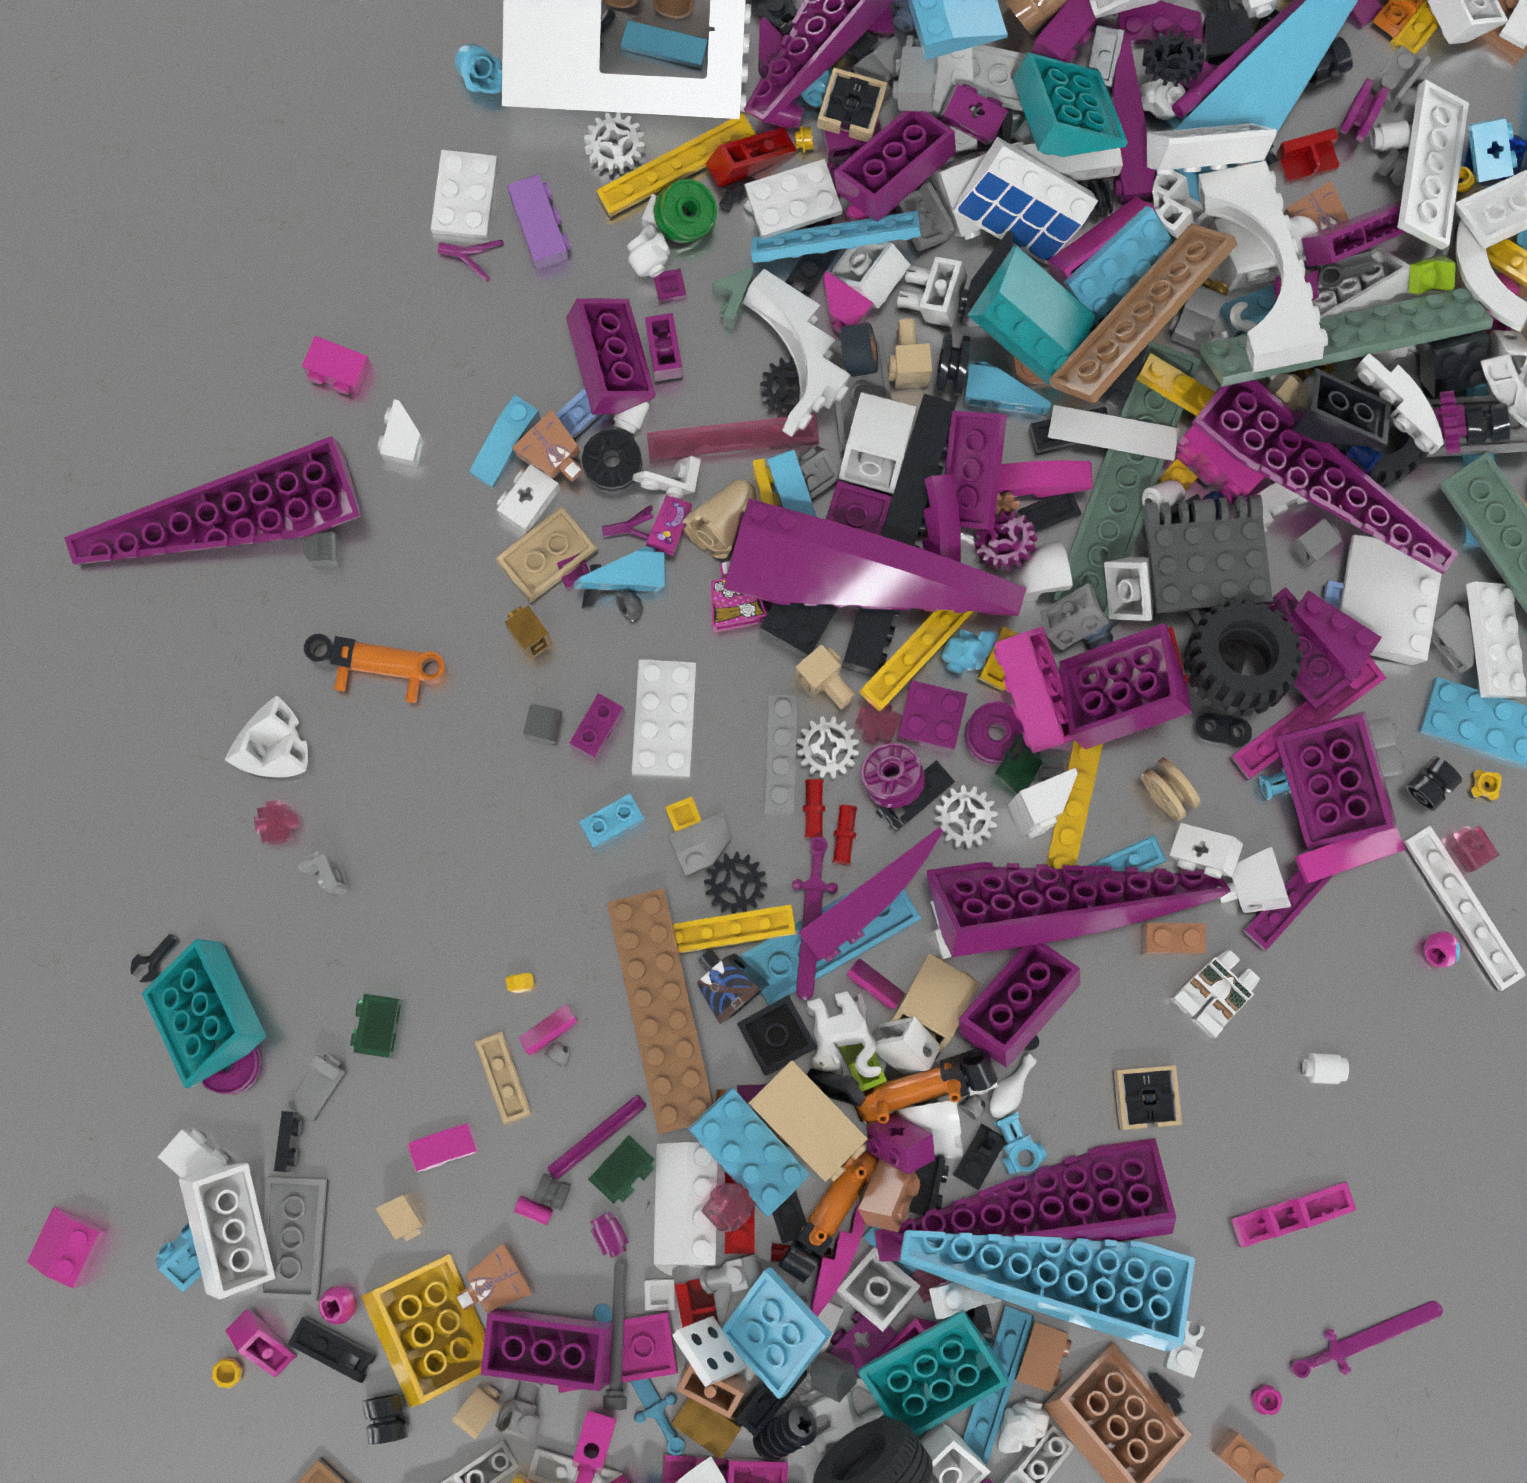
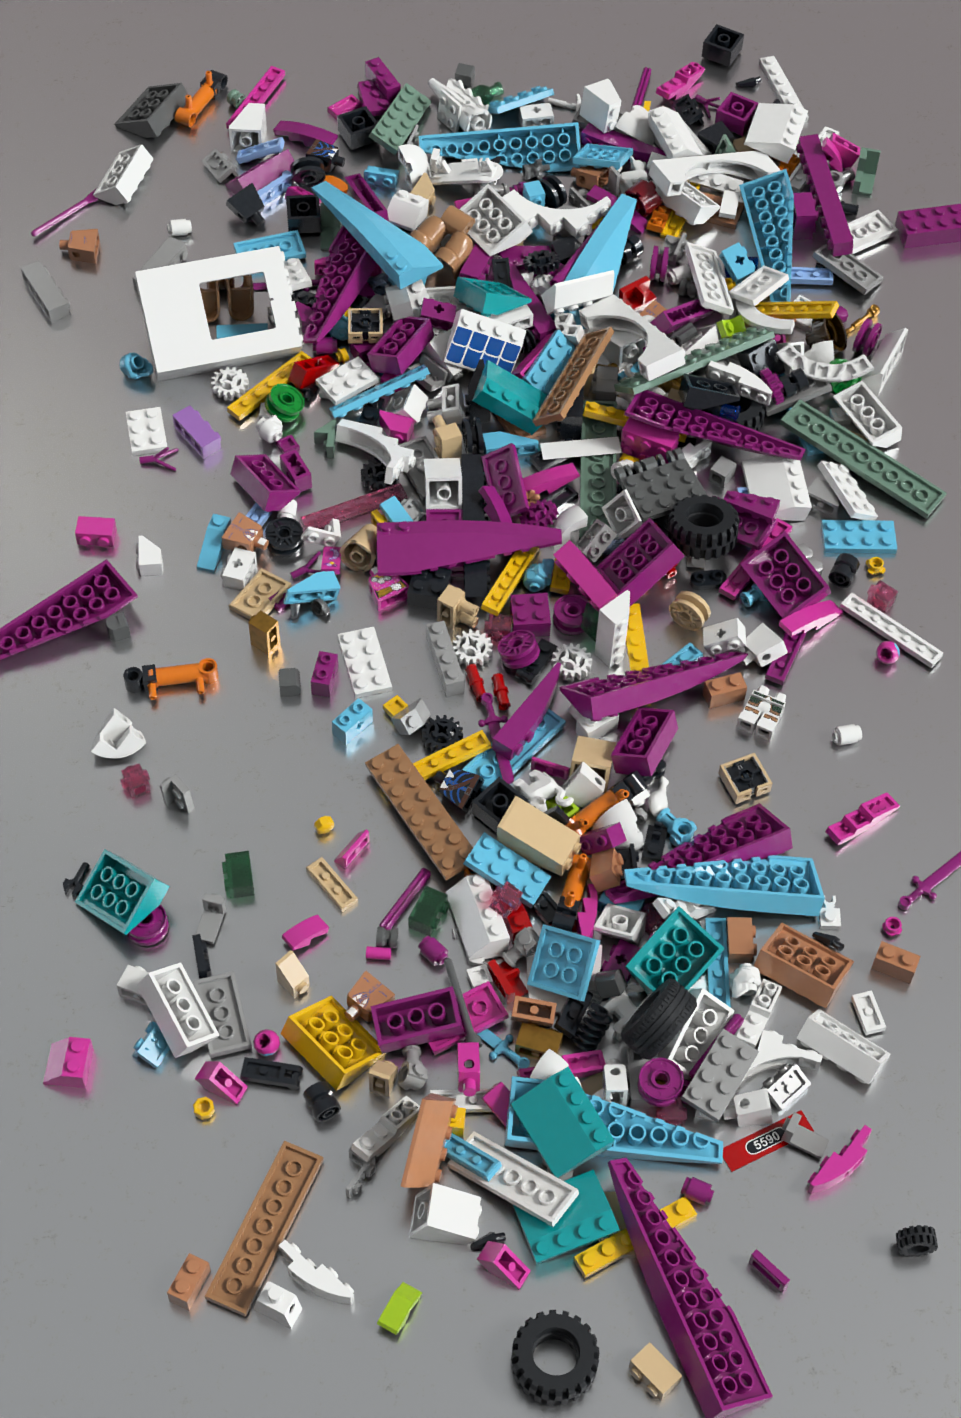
camera: 15 degrees left, 25 degrees down
(557, 1054) = (366, 859): light grey hinge -> none
(709, 1351) = (524, 986): white tile -> none
(859, 349) = (414, 439): black wheel -> none

